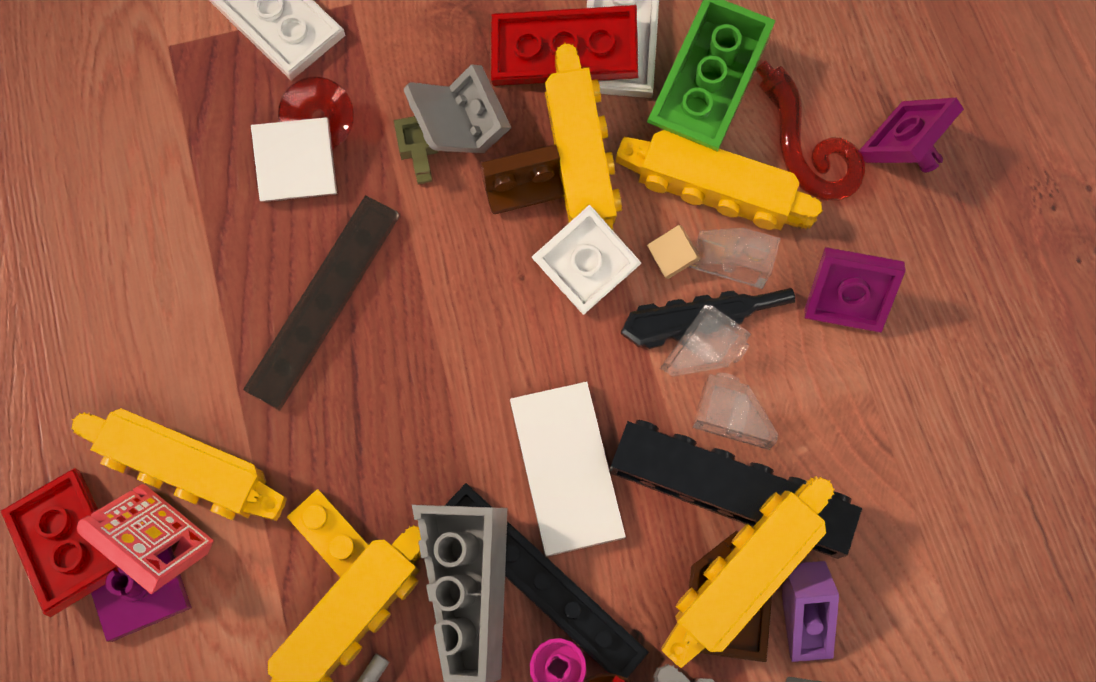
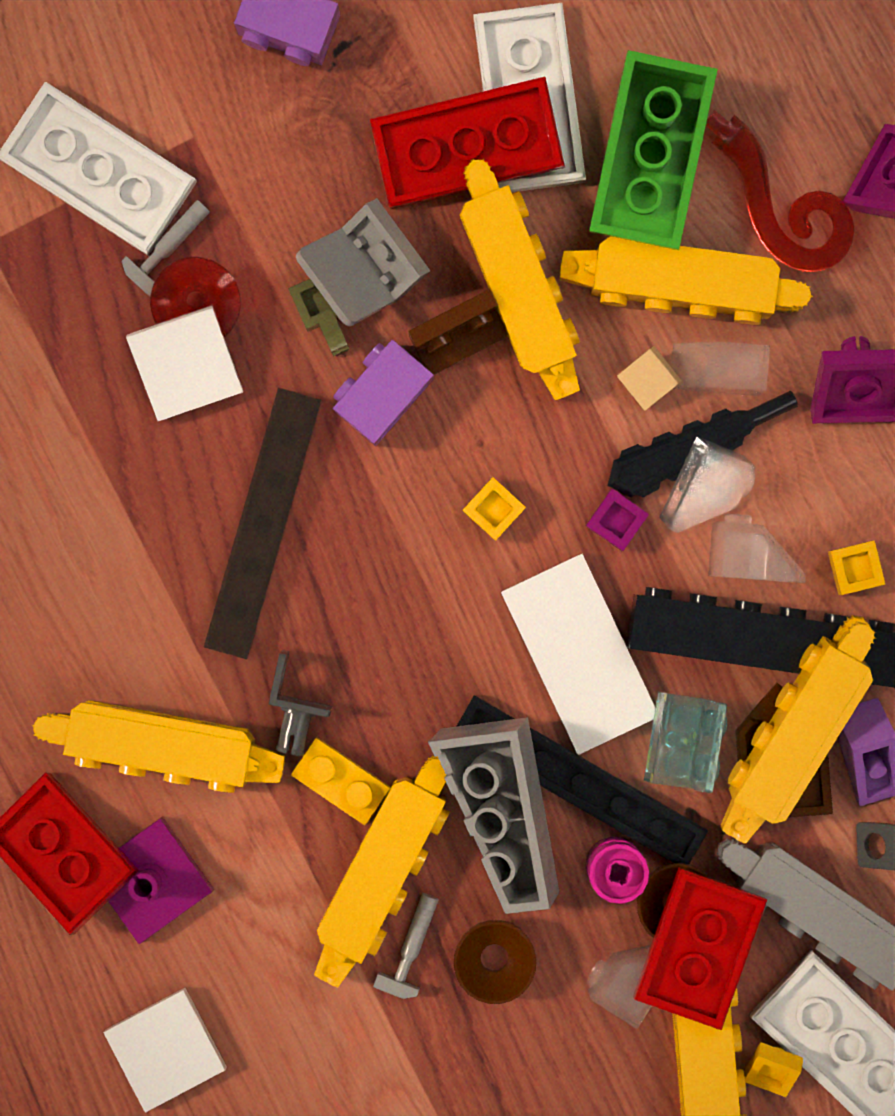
camera: 10 degrees left, 15 degrees up
(140, 528) = (141, 828): coral container -> none
(307, 463) = (296, 714): none -> dark grey bracket
(313, 69) = (165, 246): none -> light grey piece
(449, 215) = (382, 391): none -> medium lavender brick
(520, 328) = (494, 509): none -> yellow plate
(586, 259) = (552, 414): white tile -> none
(622, 360) = (617, 520): none -> magenta plate
(644, 564) = (686, 742): none -> clear light blue bracket
(823, 444) = (856, 567): none -> yellow plate

